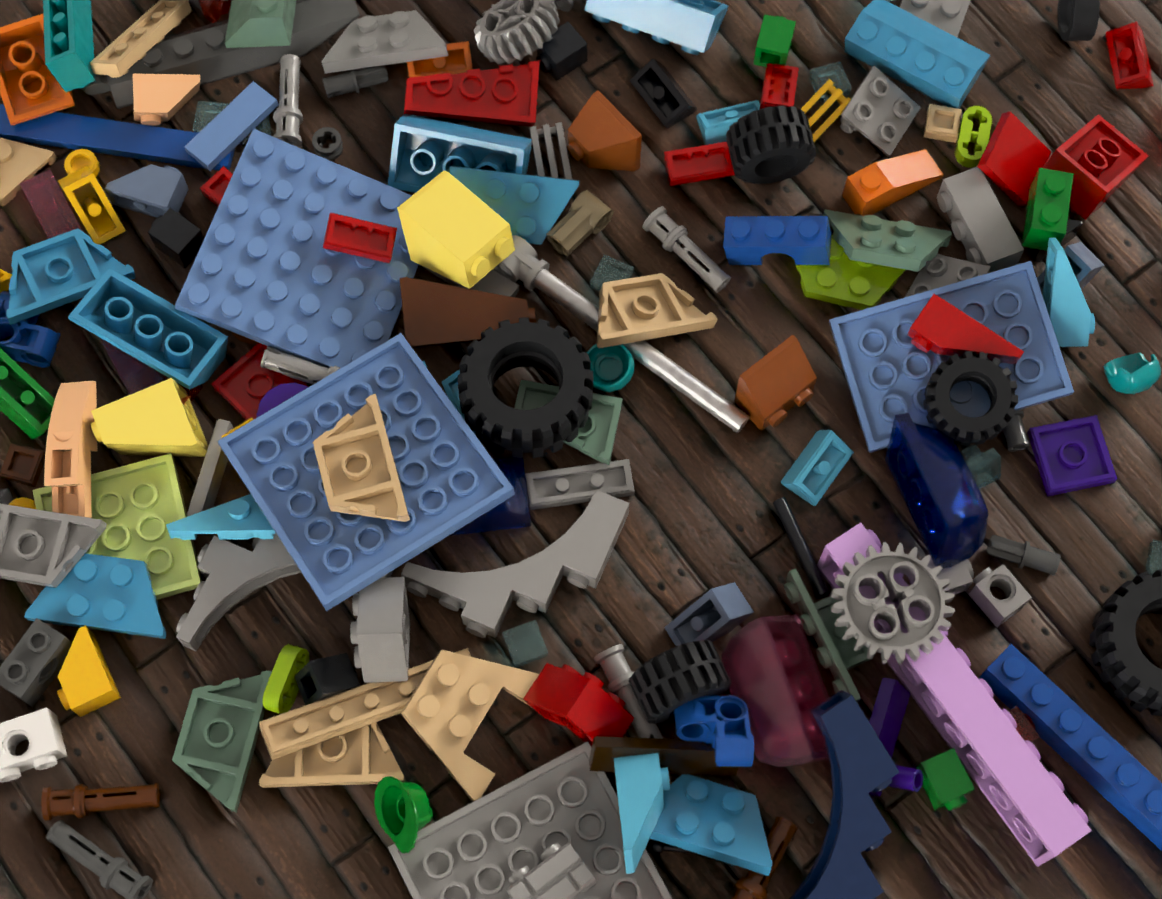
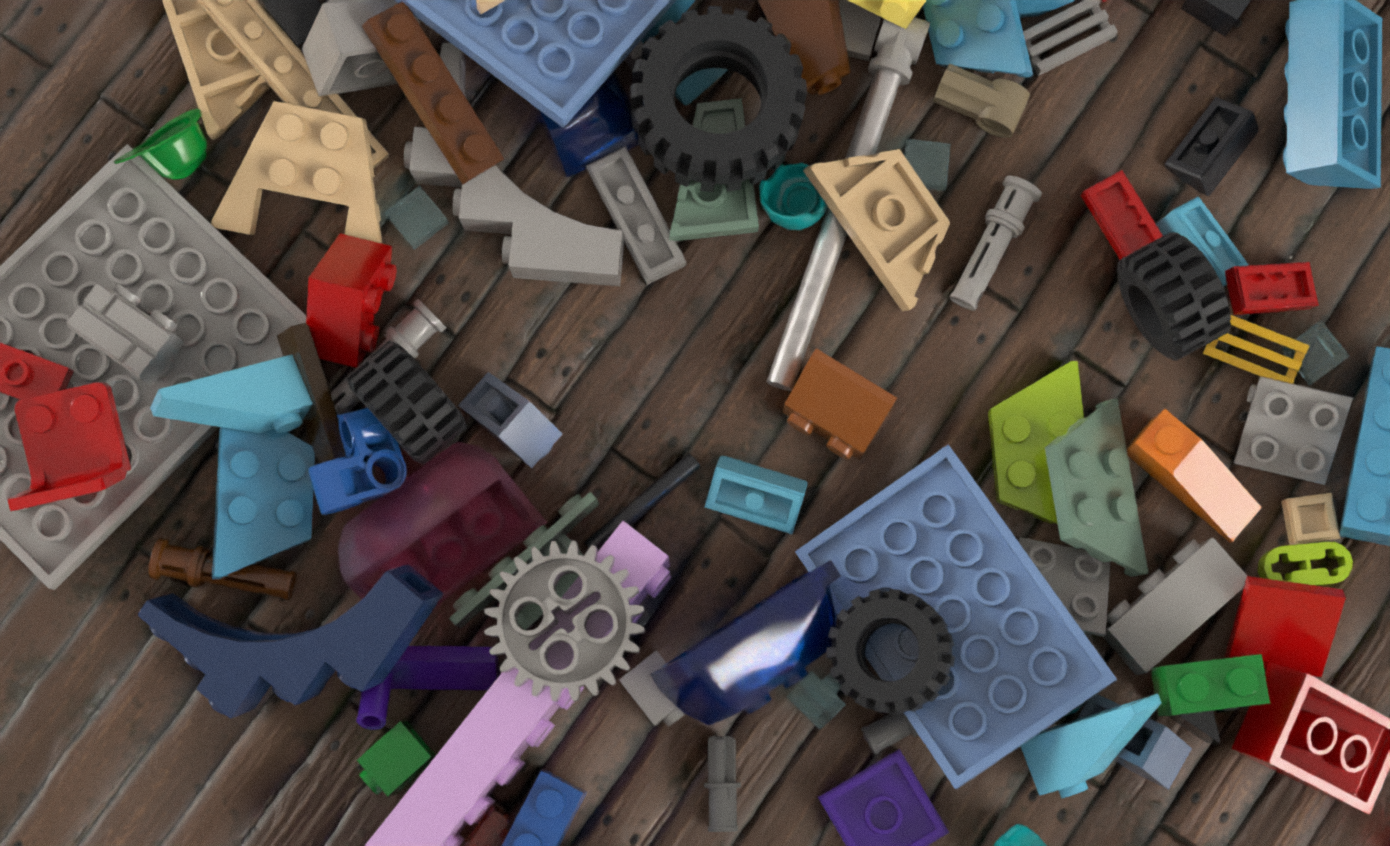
camera: 75 degrees right, 10 degrees up
(449, 582) = (432, 92): none -> reddish brown plate
(604, 137) = (1106, 82): dark orange slope -> none
(774, 41) = (1344, 260): green brick -> none
(801, 237) = (1050, 366): blue arch -> none
(953, 332) = (974, 604): red slope -> none
(999, 610) = (636, 775): light grey brick -> none

